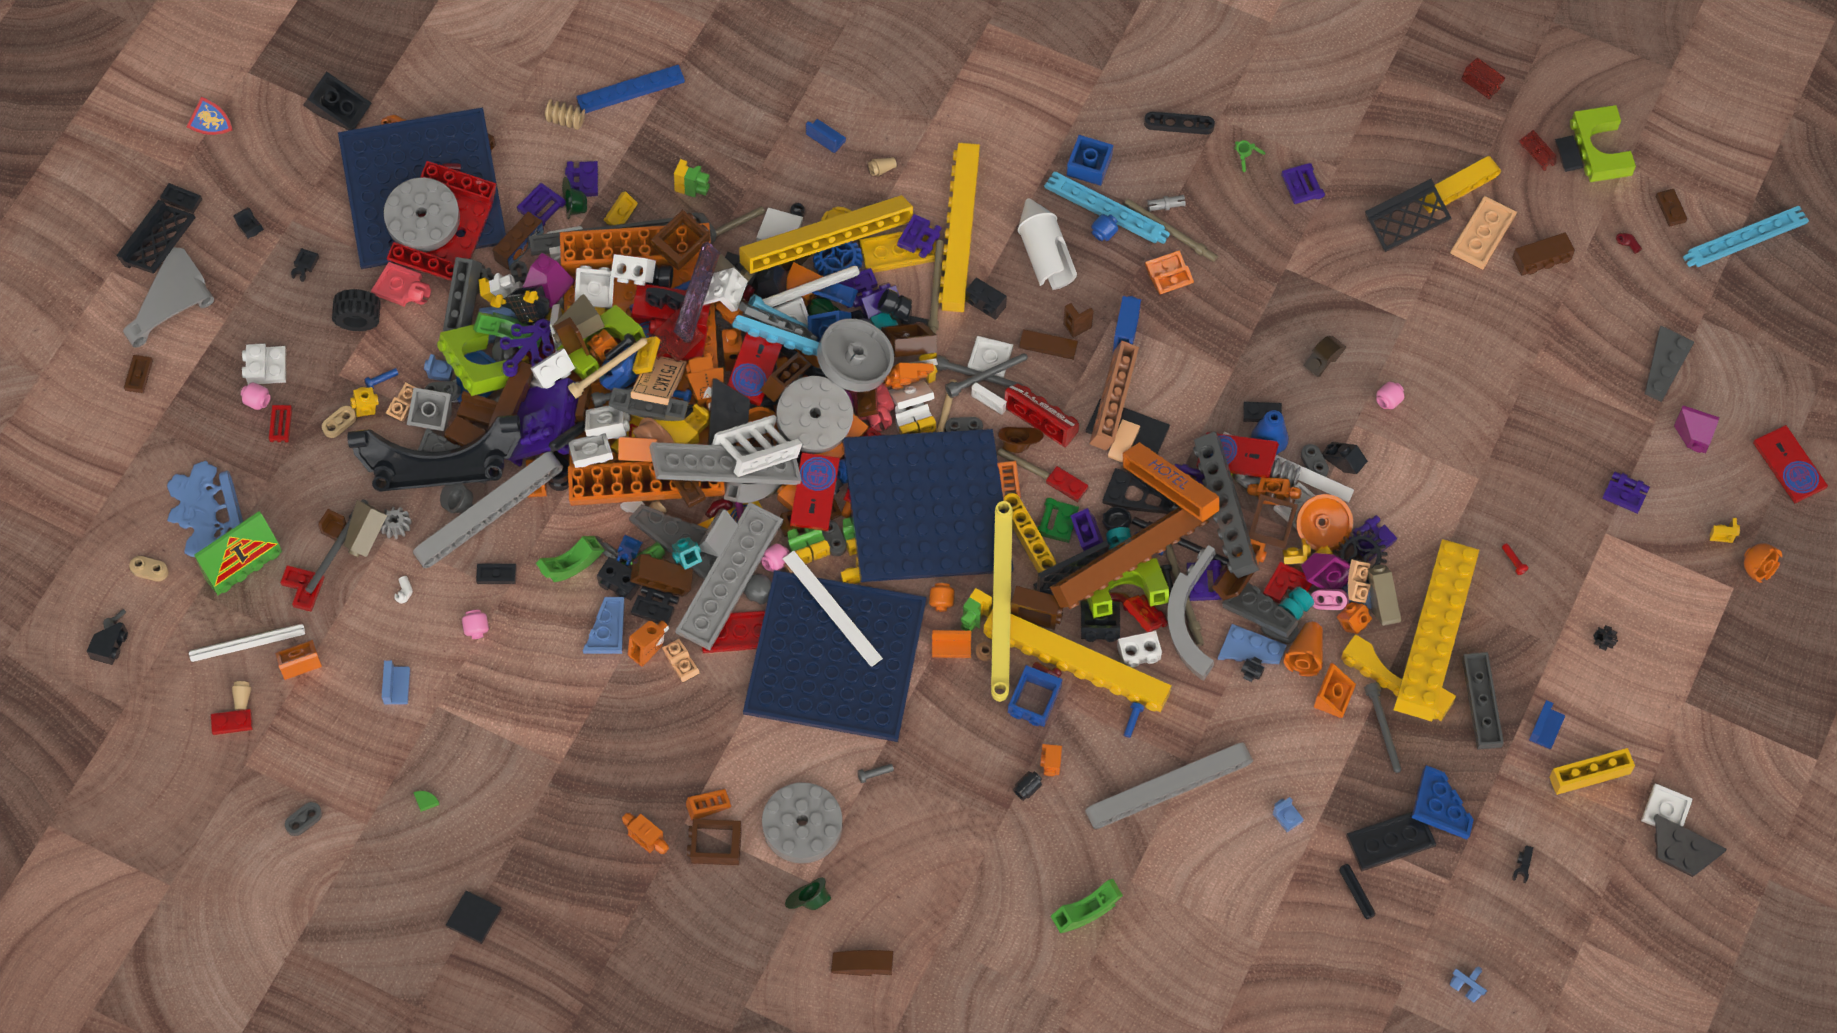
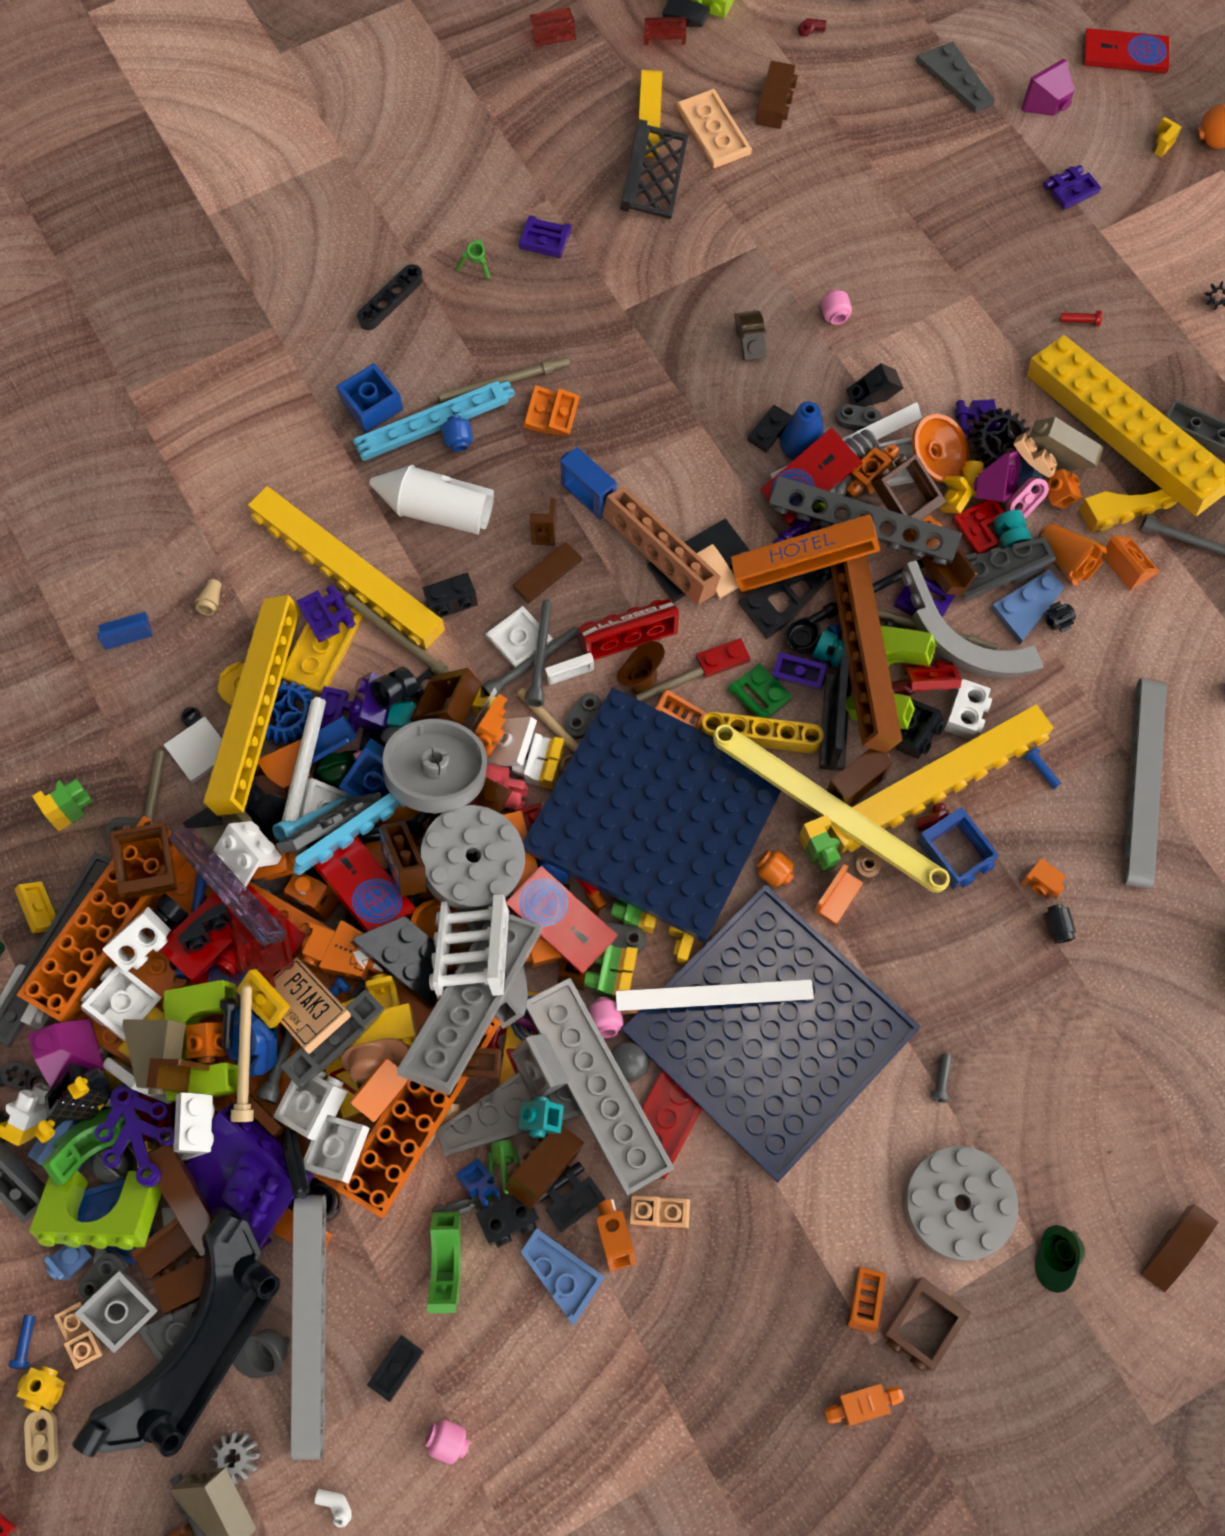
camera: 55 degrees left, 5 degrees up
(1166, 203) = (471, 364): light grey pin -> none

